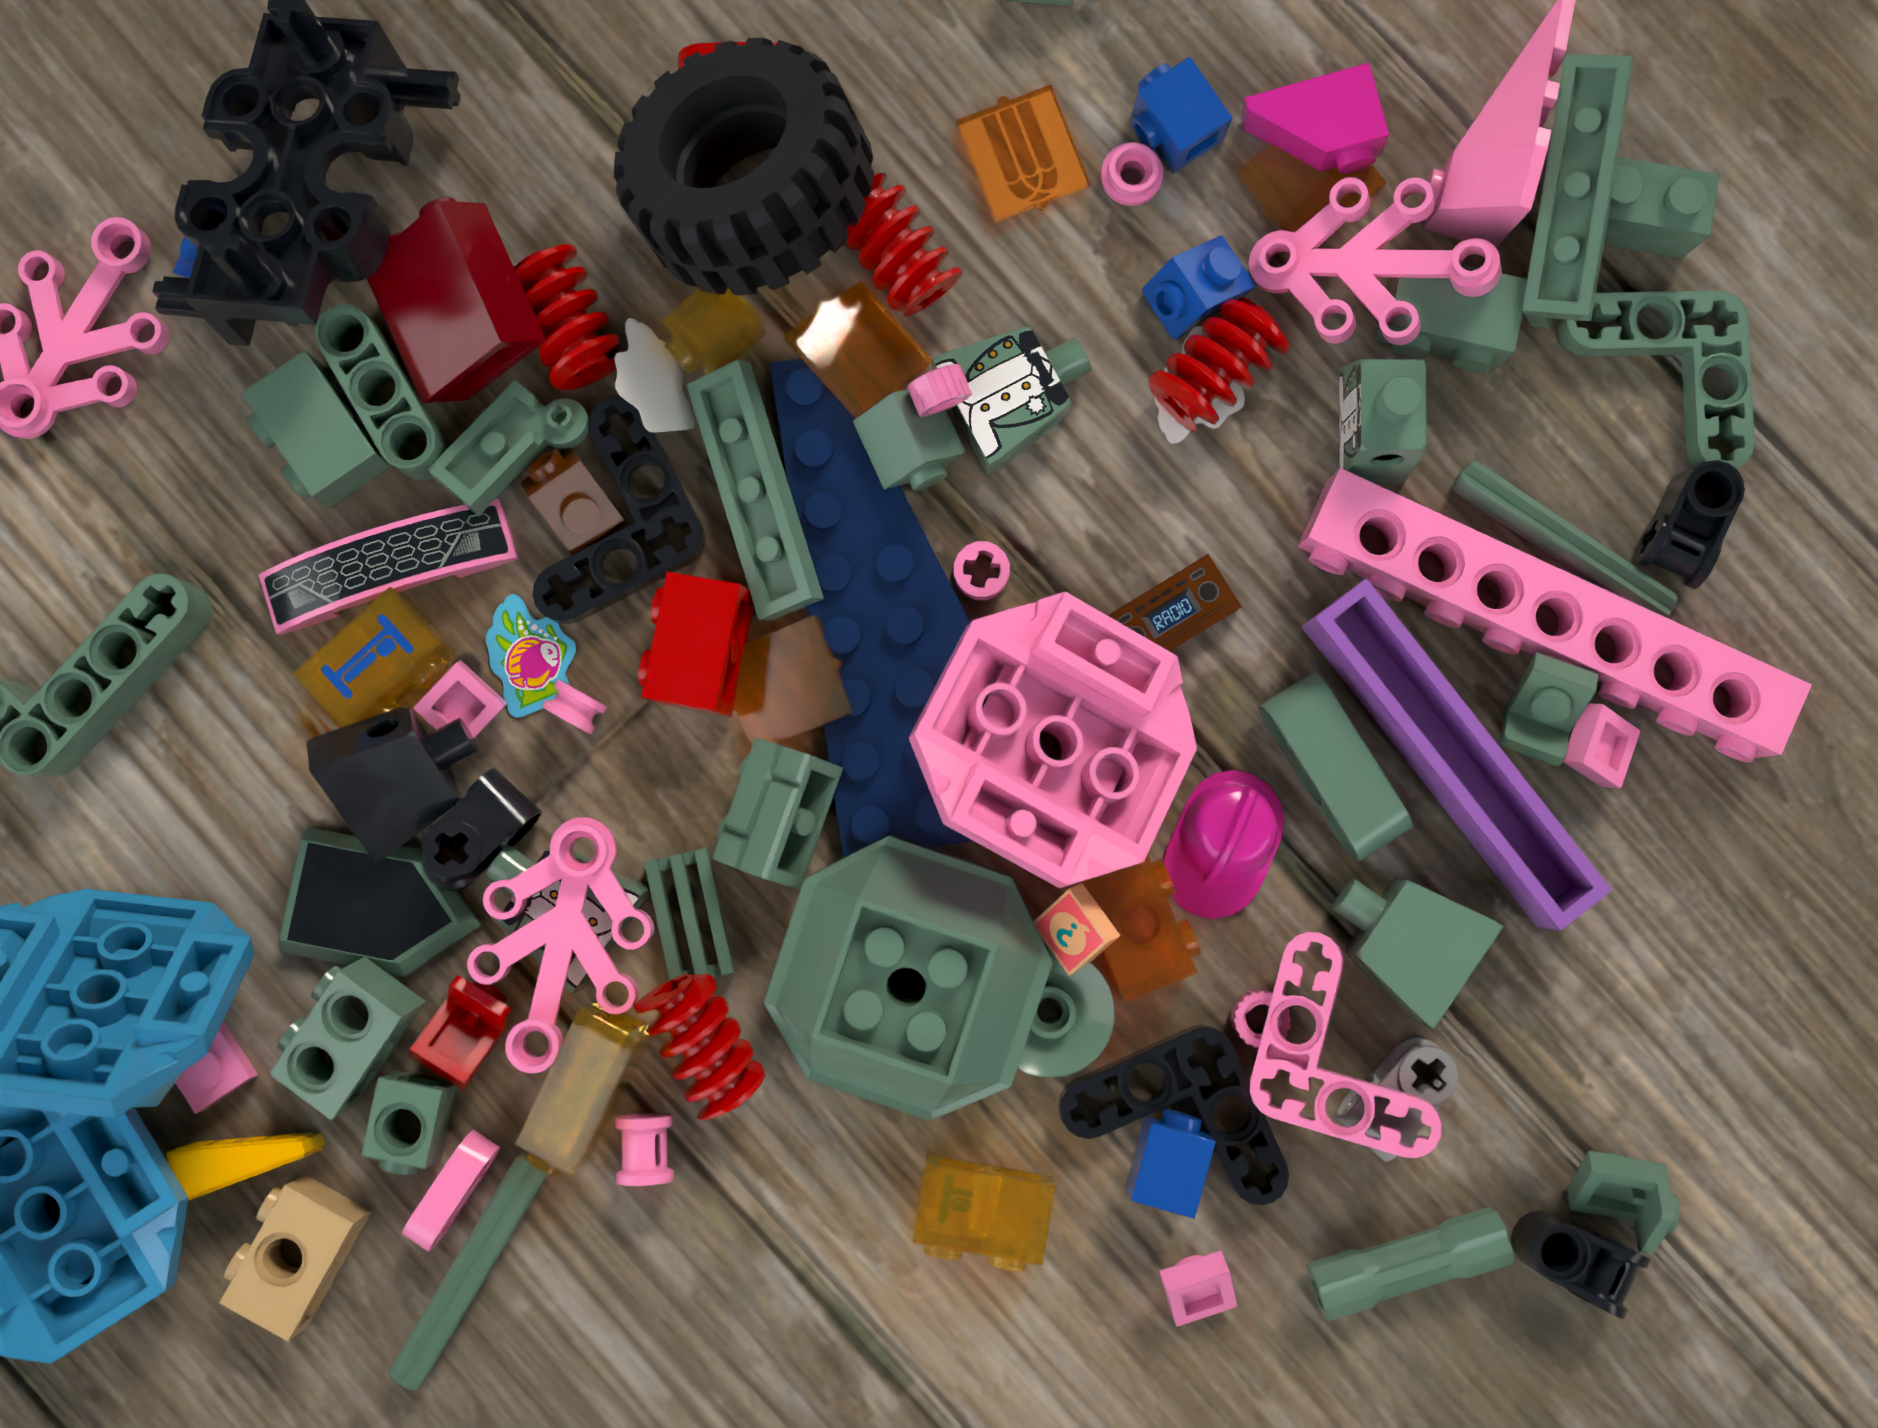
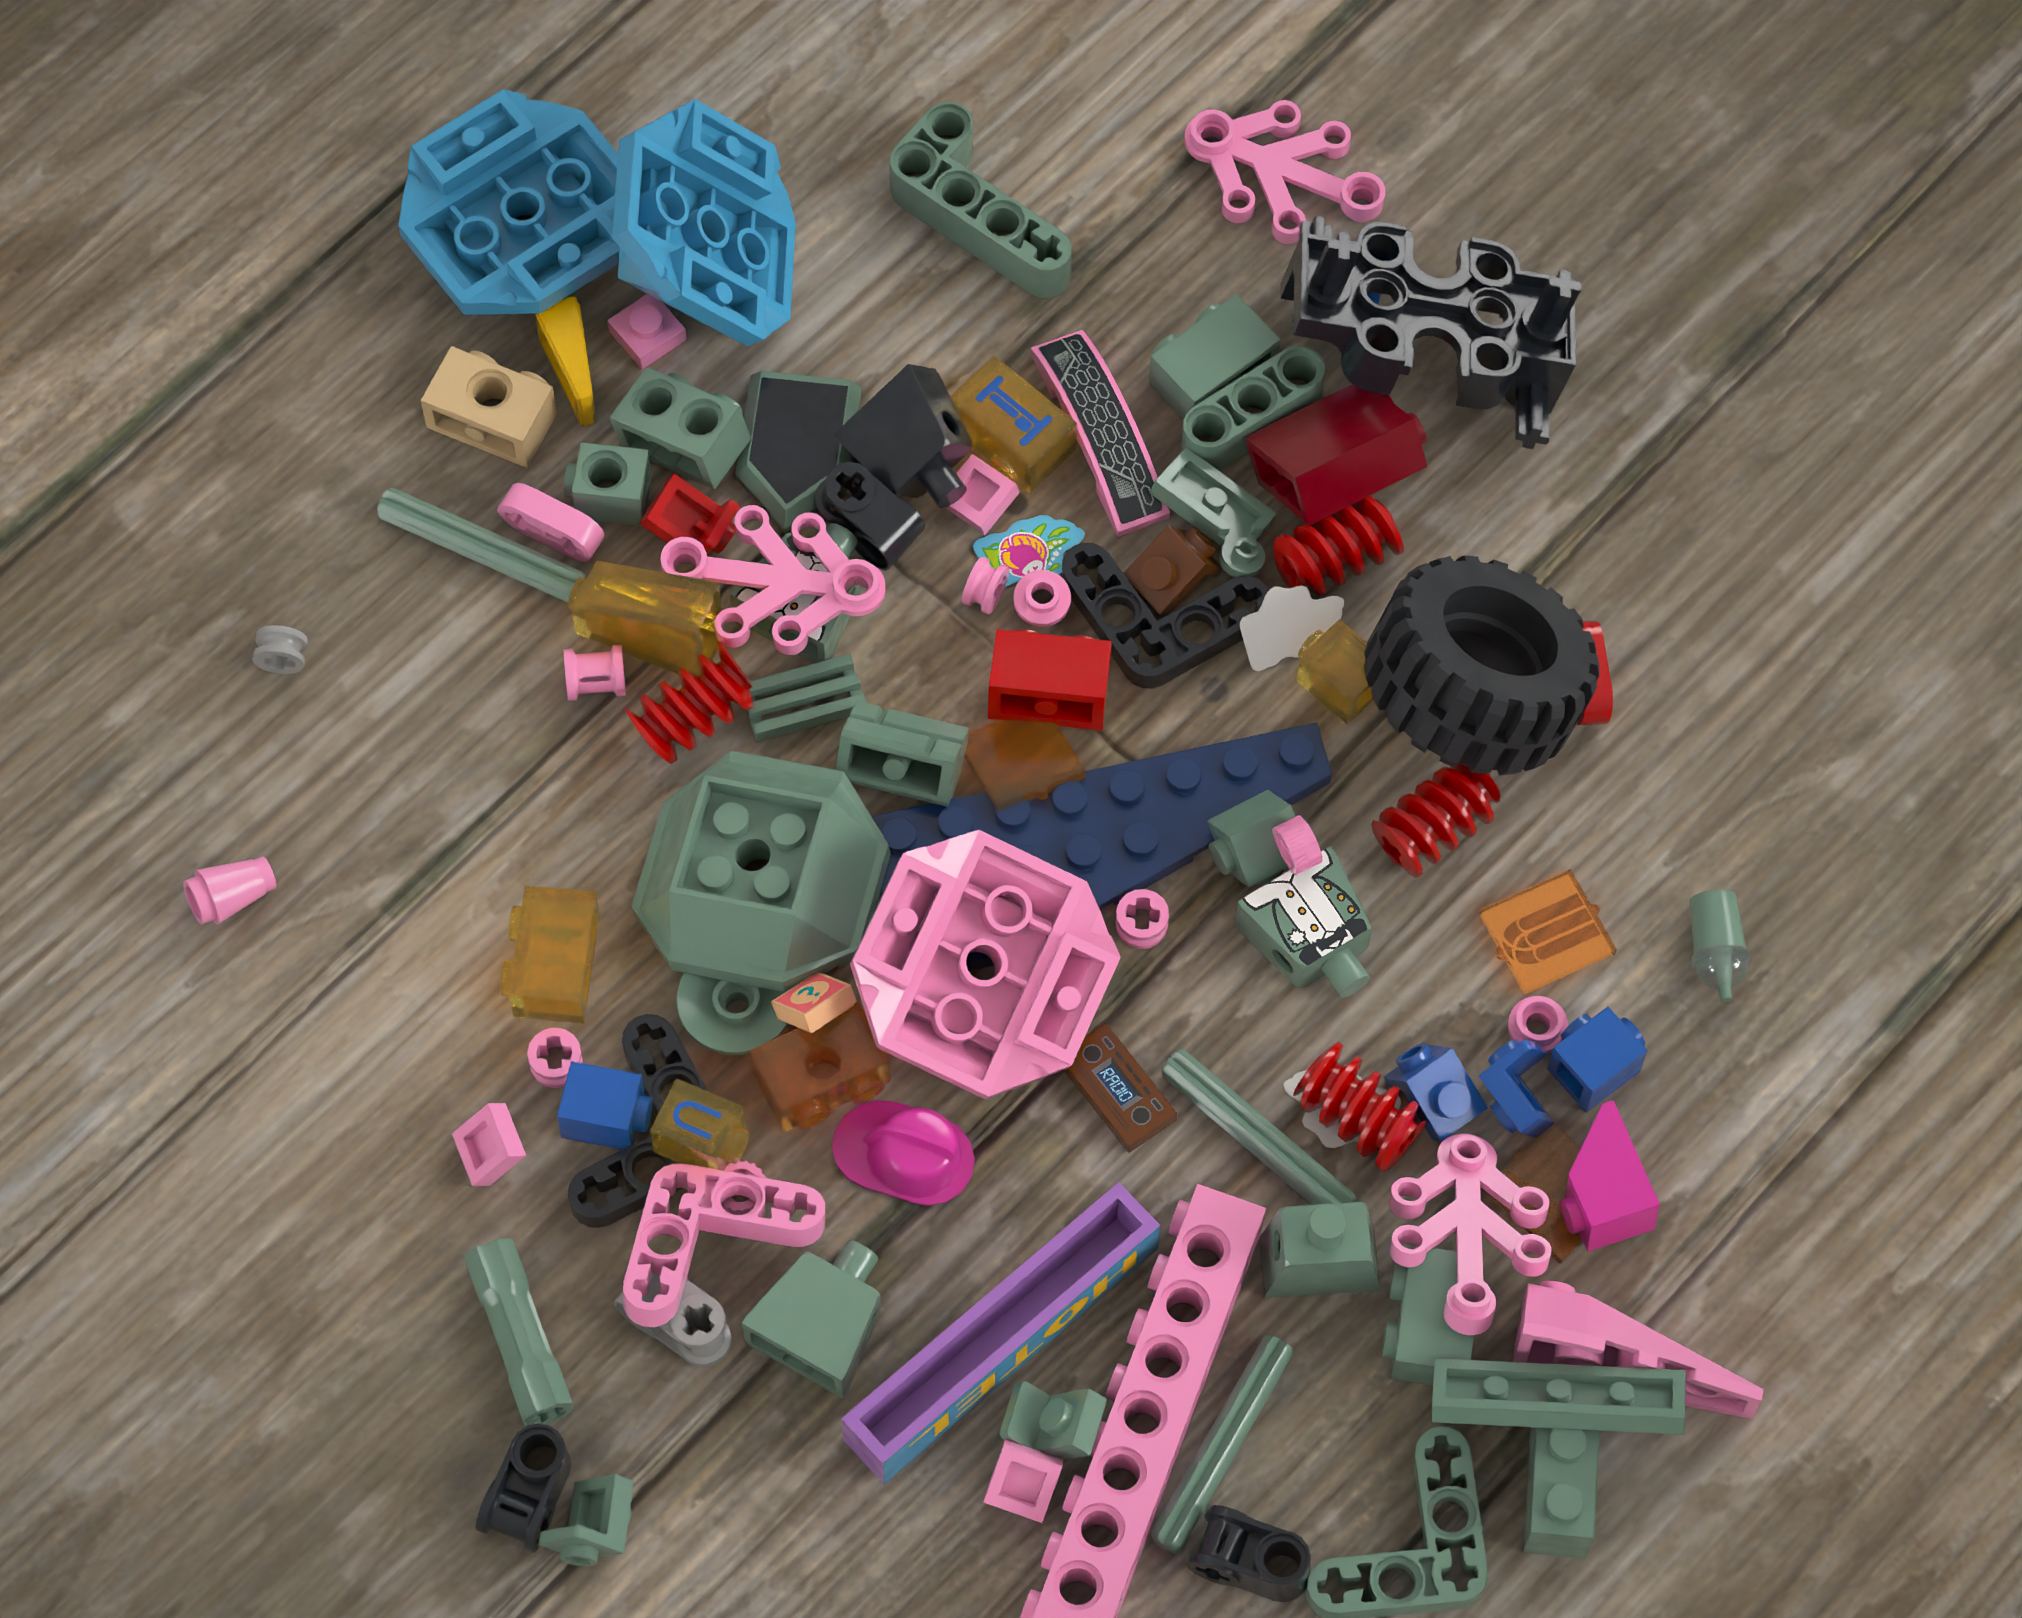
camera: 85 degrees right, 20 degrees down
(600, 665) = (1042, 614): none -> bright pink plate
(754, 491) = (1195, 715): sand green plate -> none
(857, 349) = (1339, 793): clear orange piece -> none
(1110, 1224) = (539, 1047): none -> bright pink bush
(1214, 1061) = (699, 1128): none -> clear yellow brick
(1217, 206) = (1515, 1103): none -> blue bracket
(1234, 473) = (1254, 1131): none -> sand green axle
(1335, 766) = (983, 1237): sand green beam -> none

